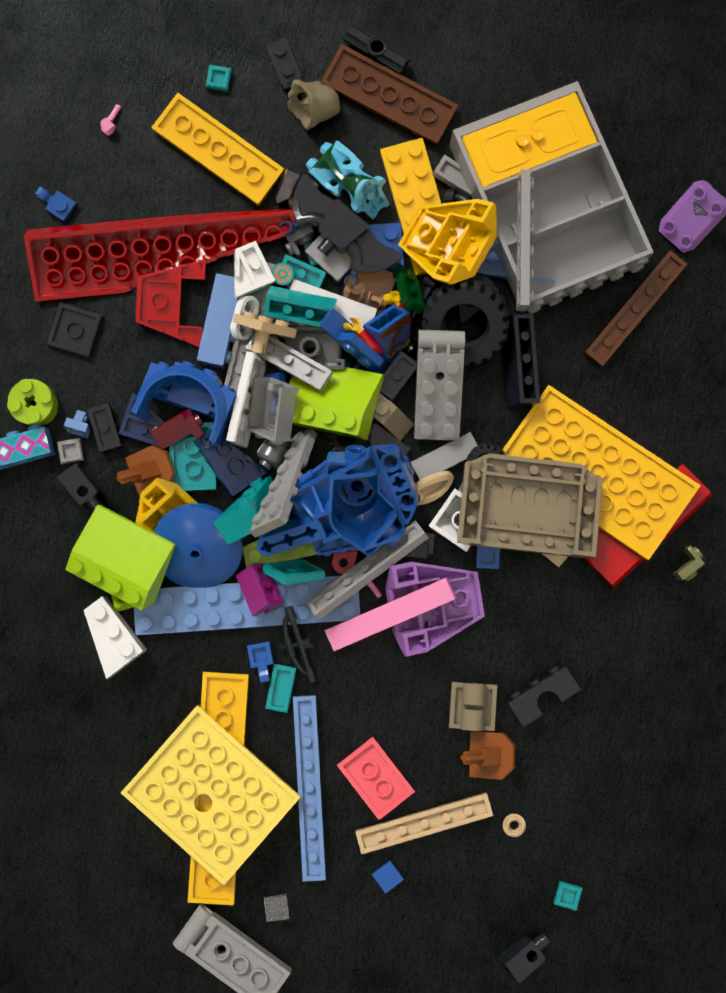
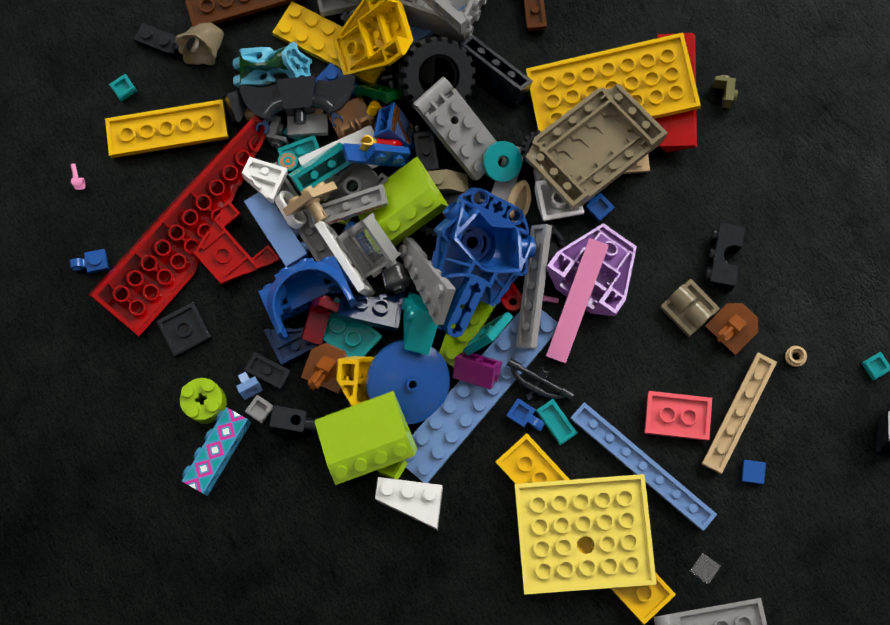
camera: 45 degrees left, 10 degrees down
(450, 456) = (512, 165): none -> teal tile

